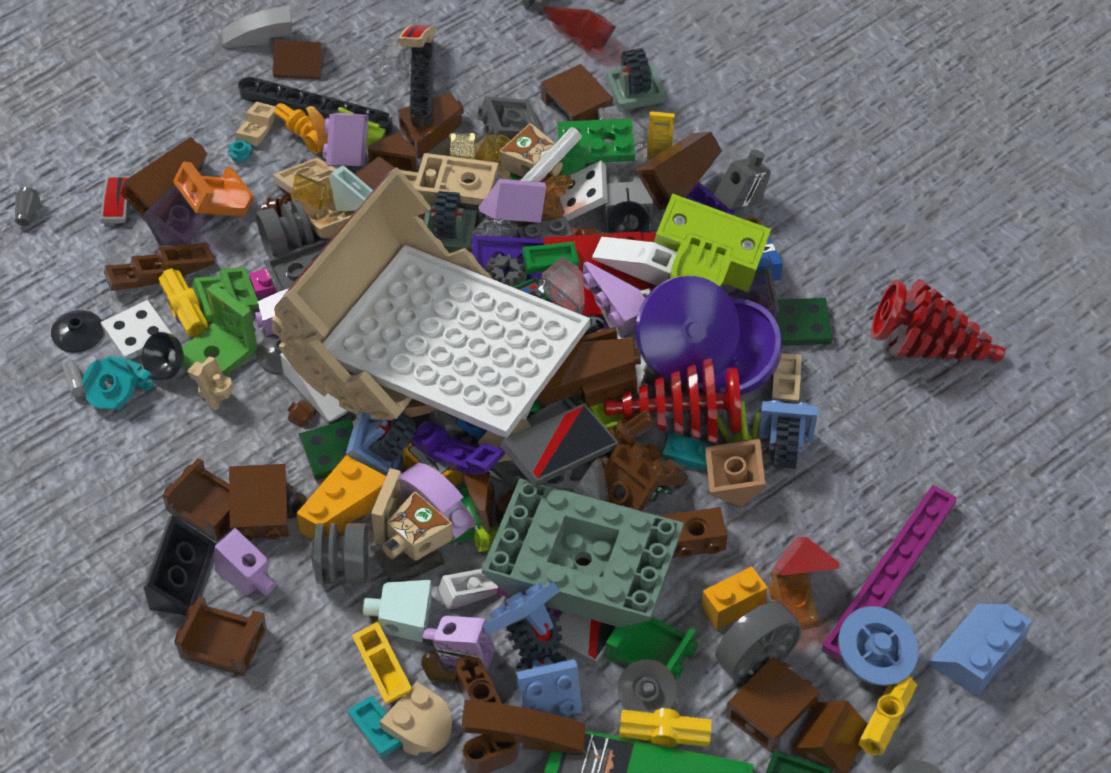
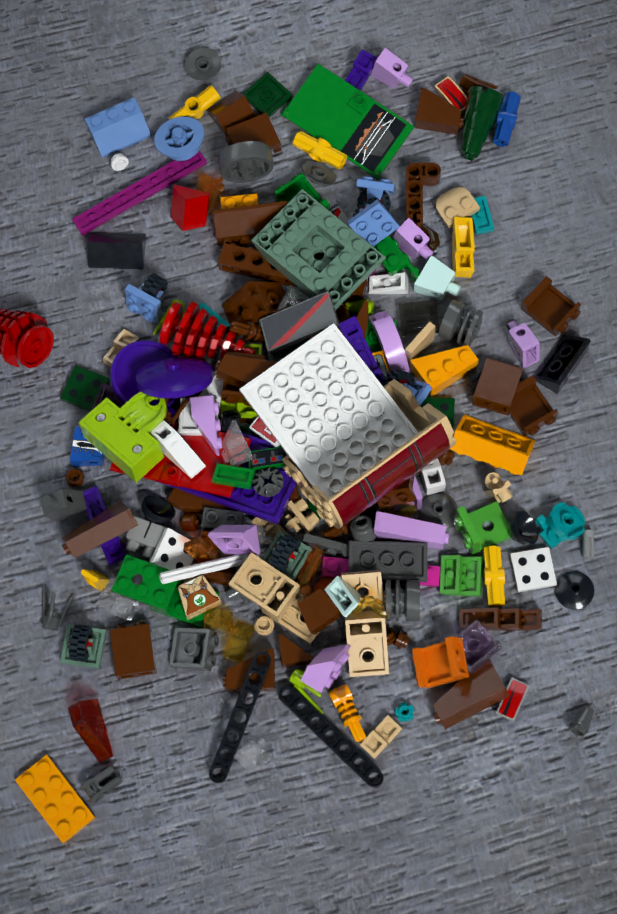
camera: 150 degrees left, 20 degrees up
(240, 438) = (492, 445): none -> light orange slope
(258, 28) = (345, 840): light grey slope -> none
(298, 59) = (322, 796): reddish brown slope -> none
(416, 529) = (409, 319): torso -> none
(417, 35) = (225, 761): tan slope -> none
(474, 603) = (395, 259): none -> green bracket
(523, 725) = (402, 169): reddish brown slope -> none
(685, 585) = (244, 222): none -> reddish brown slope
(687, 97) = (49, 619): none -> dark grey plant
(735, 471) = (193, 285): medium nougat slope -> none
(874, 492) = (116, 250): none -> black slope
(945, 598) = (119, 162): none -> white plate

